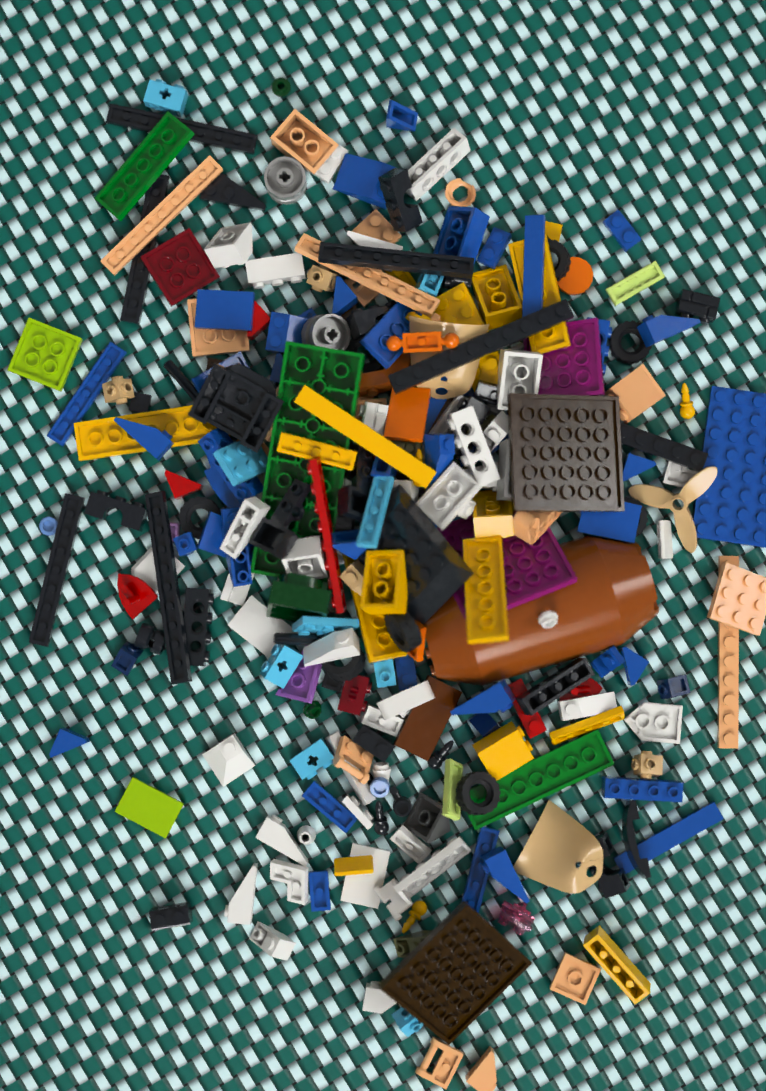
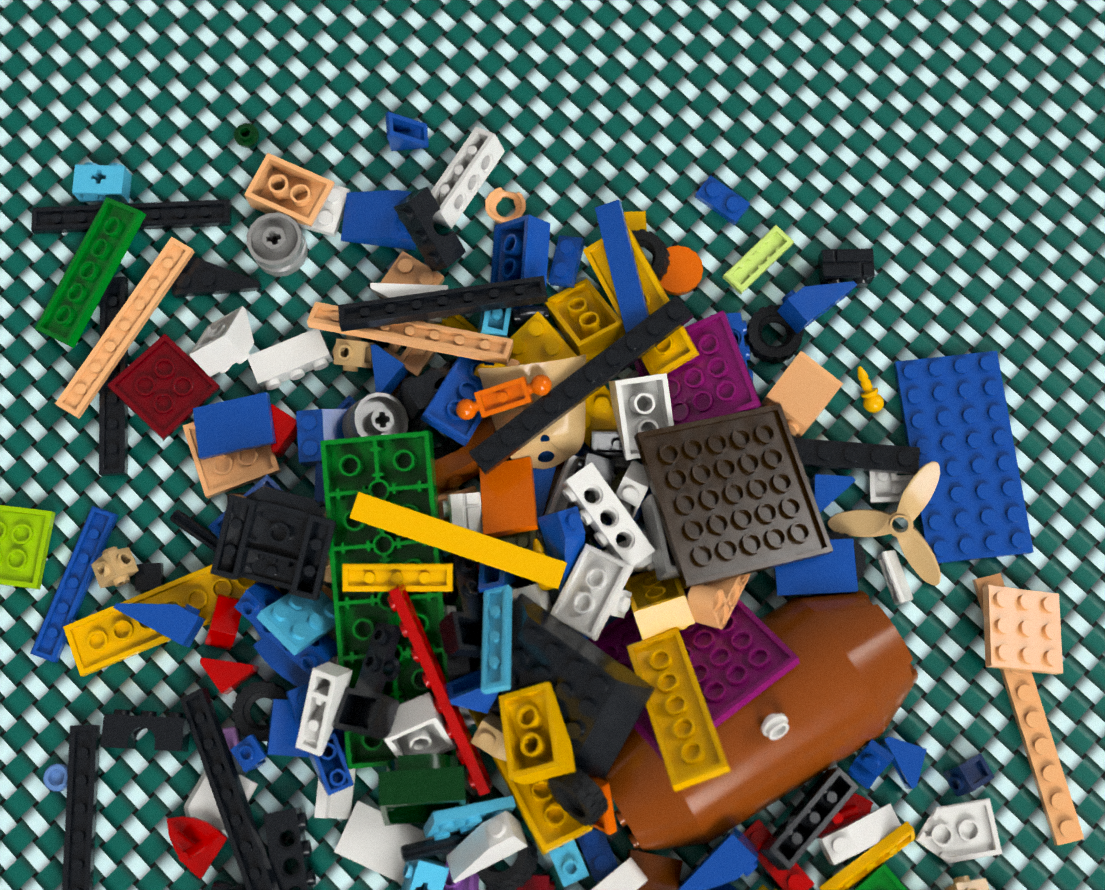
camera: 15 degrees left, 10 degrees down
(187, 449) = (223, 623): none -> red slope

